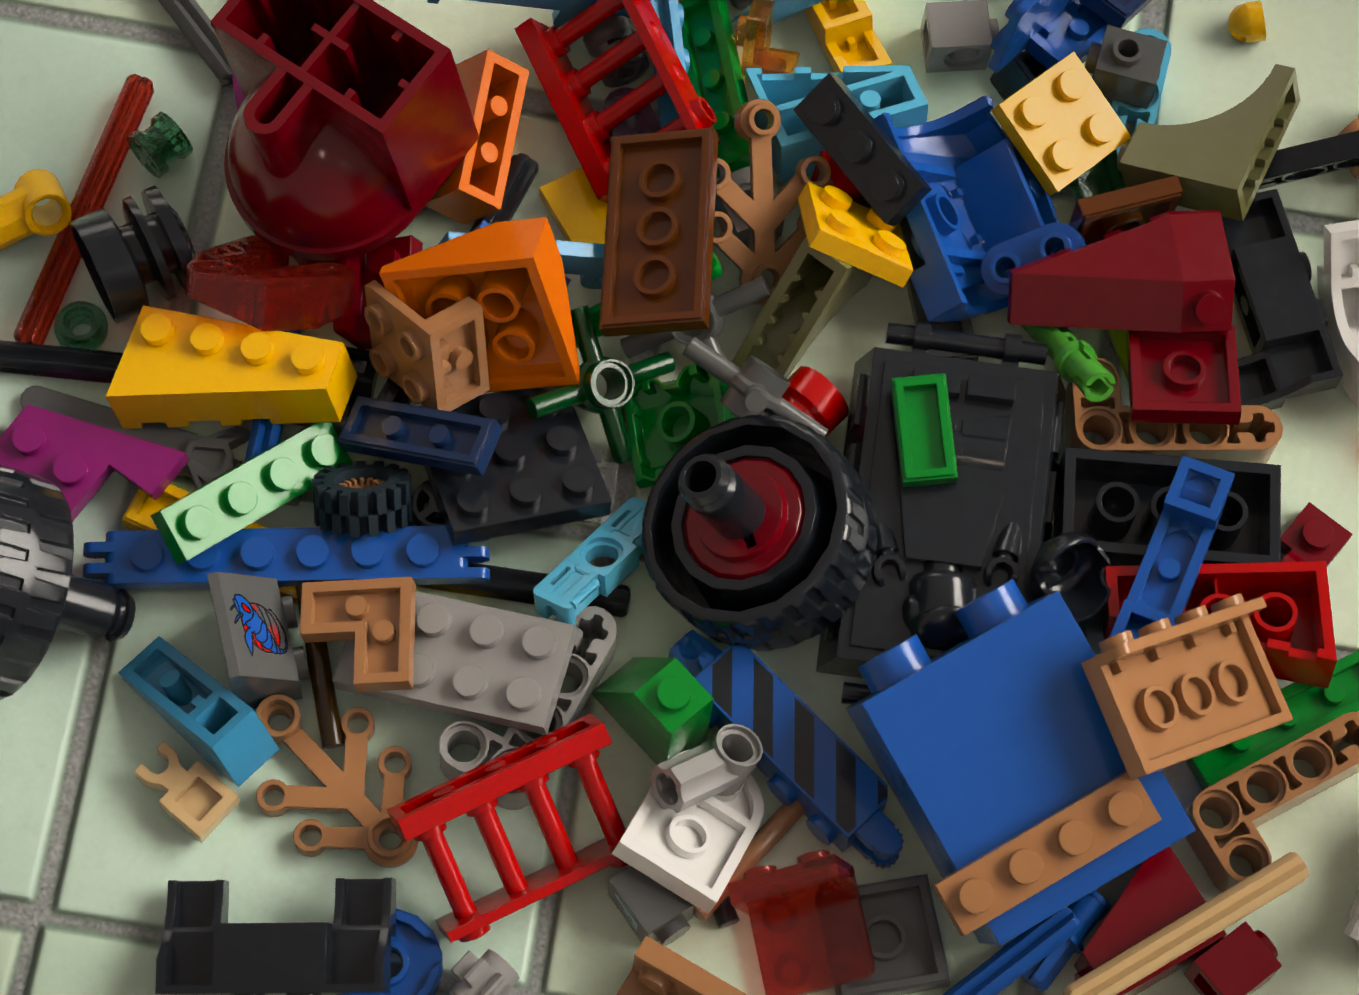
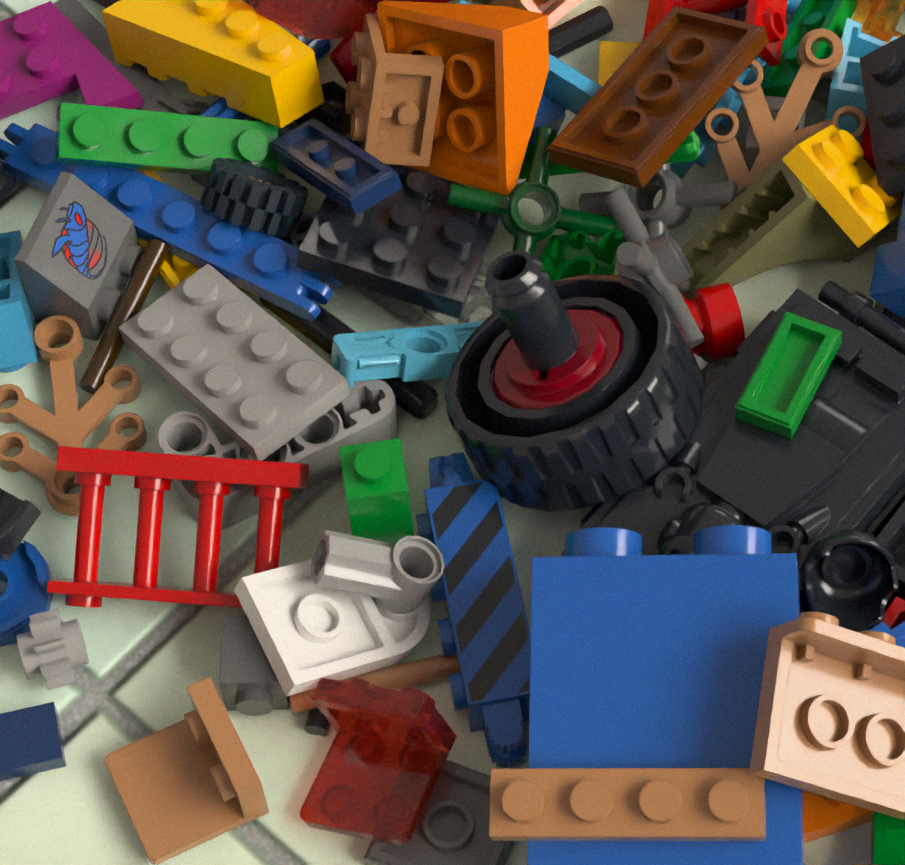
camera: 45 degrees right, 10 degrees down
(376, 616) = (176, 288): medium nougat plate -> none

